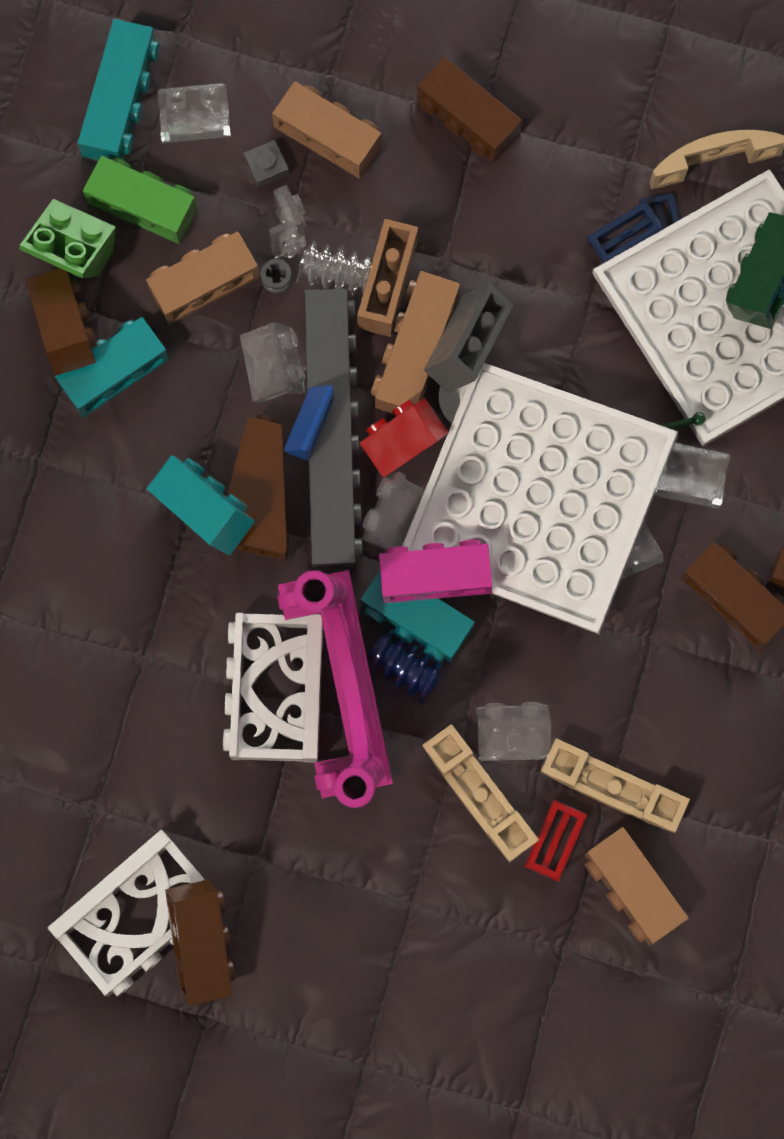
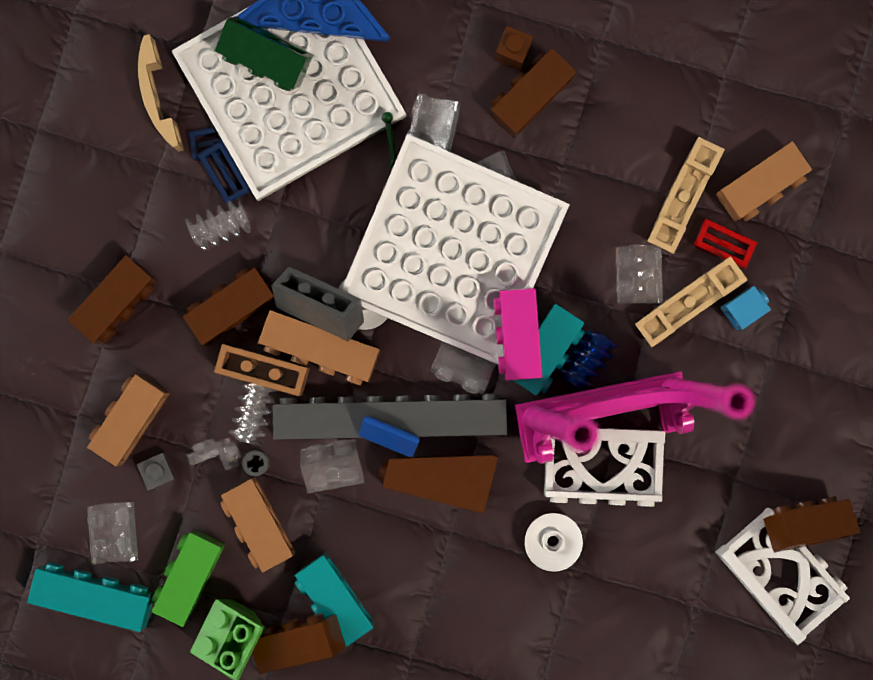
camera: 85 degrees left, 10 degrees up
(166, 614) = (564, 552): none -> white dish
(201, 503) = (457, 525): teal brick -> none
(403, 437) = (401, 358): red brick -> none
(463, 239) = (228, 306): none -> reddish brown brick
(474, 865) = (746, 307): none -> dark azure brick
(560, 229) = (219, 225): none -> clear piece

